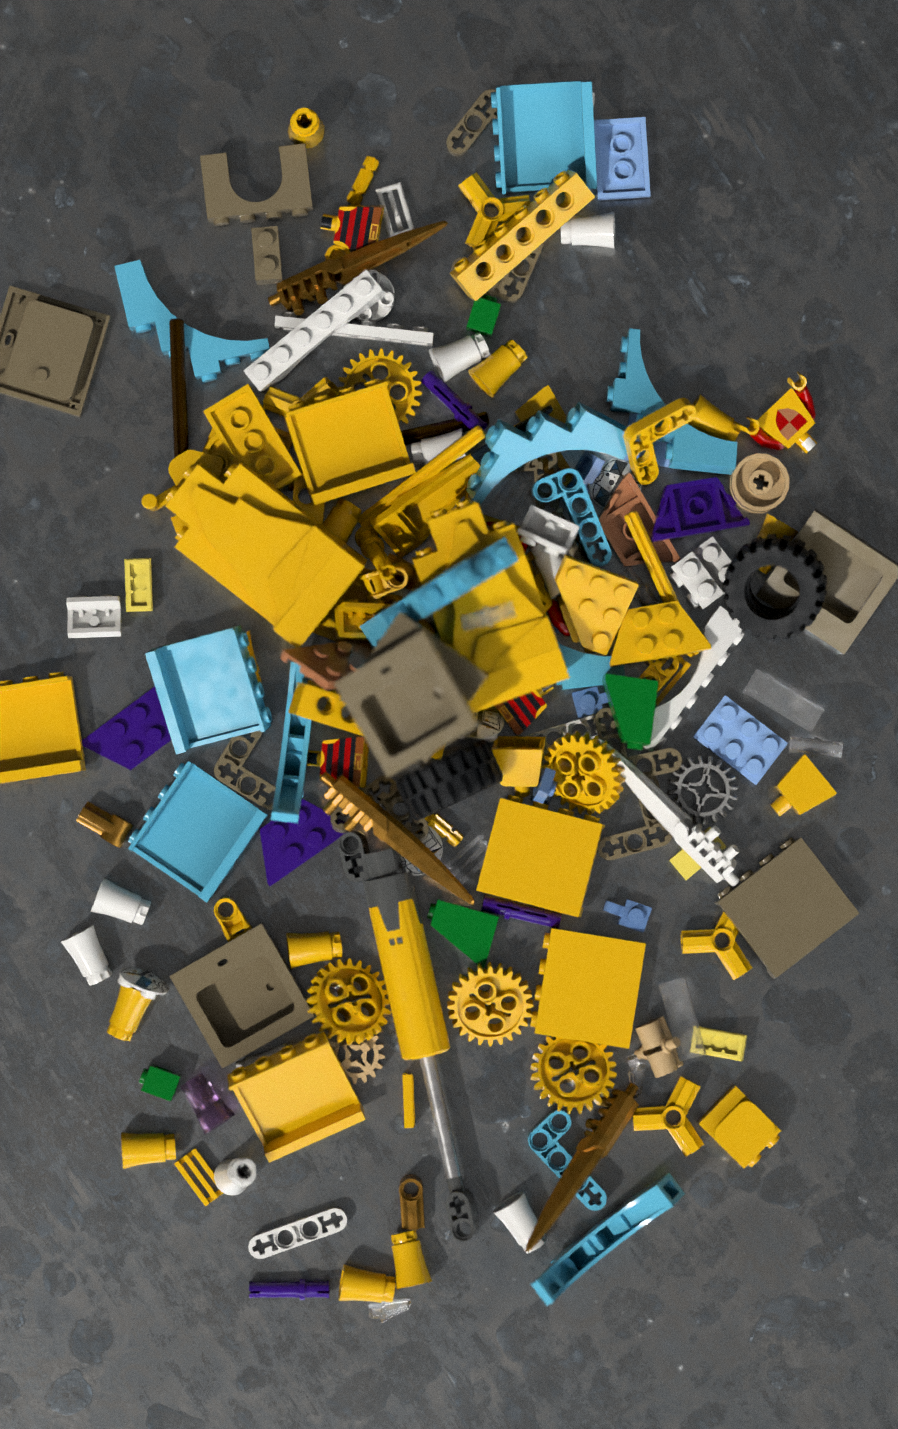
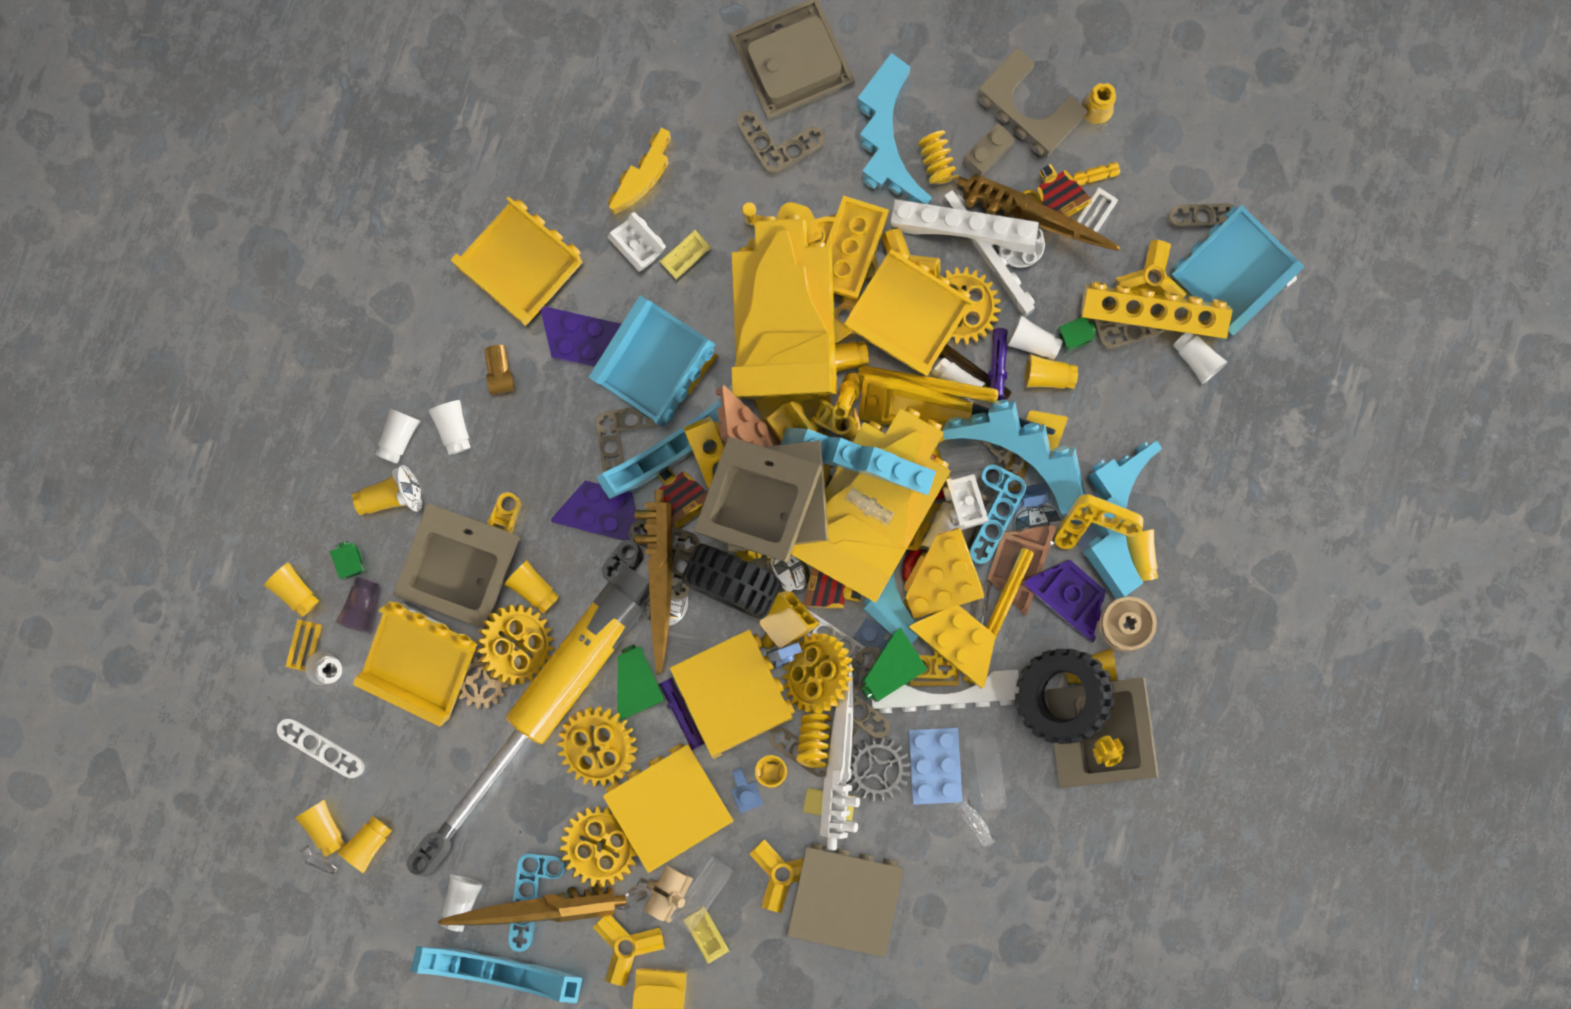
camera: 50 degrees right, 5 degrees down
(42, 573) = (638, 182): none -> yellow slope
(117, 430) = (778, 152): none -> dark tan beam
(178, 381) = (847, 164): dark brown axle -> none
(197, 830) = (547, 437): medium azure panel -> none
(236, 304) = (935, 158): none -> yellow piece
(290, 1289) = (274, 776): dark purple pin -> none
(408, 1100) = (480, 746): yellow tile -> none
(412, 1204) = (407, 812): pearl gold piece -> none
(444, 829) = (694, 609): yellow axle -> none
(621, 158) = (1268, 336): light blue plate -> none
(630, 878) = (770, 771): none -> yellow wheel
(634, 823) = (812, 740): none -> yellow piece
(702, 573) = (1029, 638): white plate -> none
(786, 420) = (1188, 605): torso -> none
(801, 788) = (938, 839): yellow torso -> none
(848, 589) = (1108, 751): none -> yellow gear

